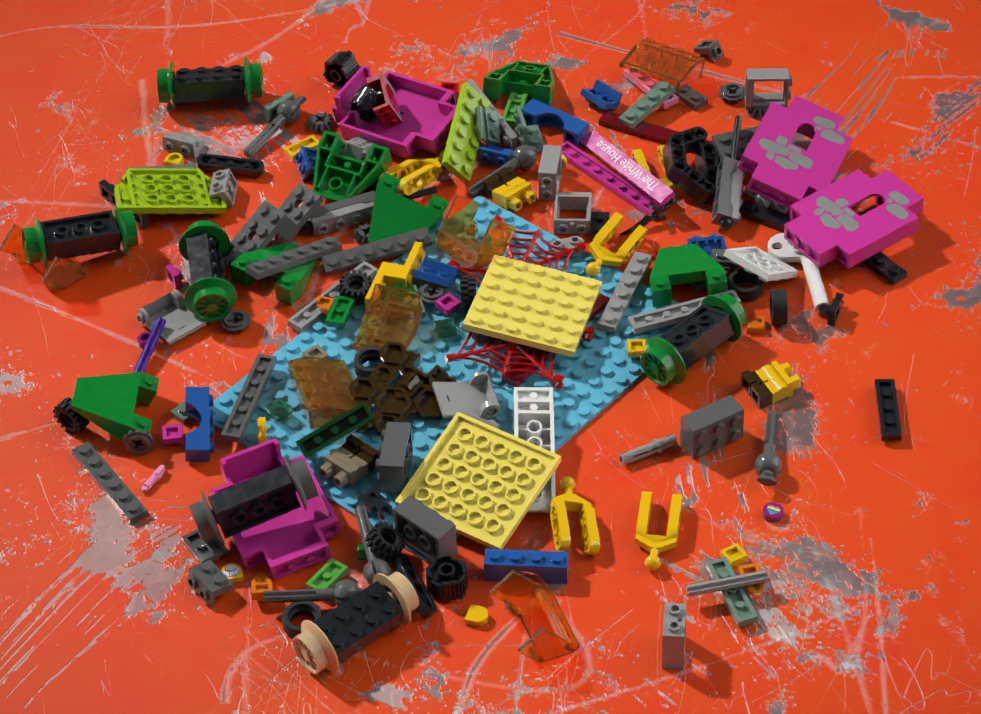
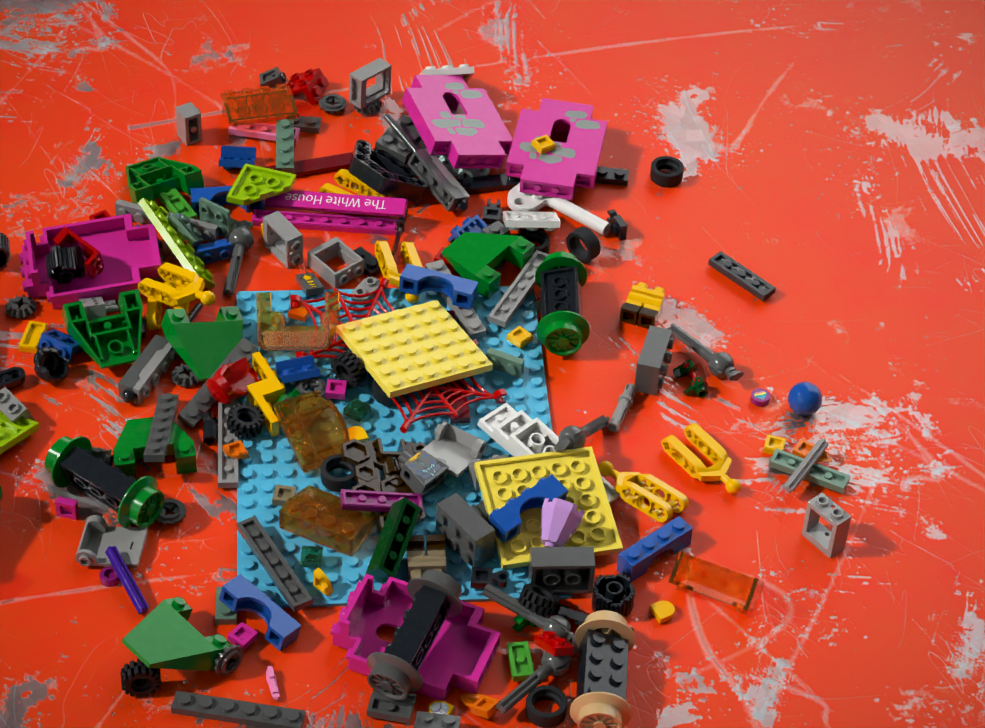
camera: 50 degrees left, 0 degrees up
(280, 176) = (50, 365): none -> black hair
(285, 220) = (106, 403): dark grey bracket -> none
(330, 280) = (210, 429): none -> black bar
(340, 312) = (257, 448): green plate -> none
(349, 577) = (553, 644): none -> red plate
(358, 393) = (375, 500): none -> magenta tile
(378, 249) = (232, 381): none -> red hair
(420, 345) = (358, 433): none -> yellow tile
(420, 397) = (422, 471): none -> dark grey torso
(421, 171) = (179, 276): none -> yellow piece
(429, 467) = (507, 519): none -> blue arch
(458, 495) = (559, 522): none -> lavender cone
(508, 190) = (261, 273): yellow hips -> none
(533, 218) = (309, 284): none -> dark grey tile
(556, 441) = (575, 437): none -> dark grey piece
(580, 120) = (259, 183): none -> lime plate
(594, 49) = (188, 123): none -> light grey brick
(594, 358) = (506, 362): none -> sand green plate
(602, 257) = (419, 279): none -> blue arch
(728, 68) = (310, 82): none -> red bracket
(731, 470) = (697, 385): none -> dark green piece
(746, 241) = (492, 212): none -> black plate
(800, 533) = (805, 398): none -> blue piece
(836, 207) = (543, 144): none -> yellow tile
(848, 113) = (463, 70): none -> white plate
(940, 281) = (669, 163): none -> black tyre

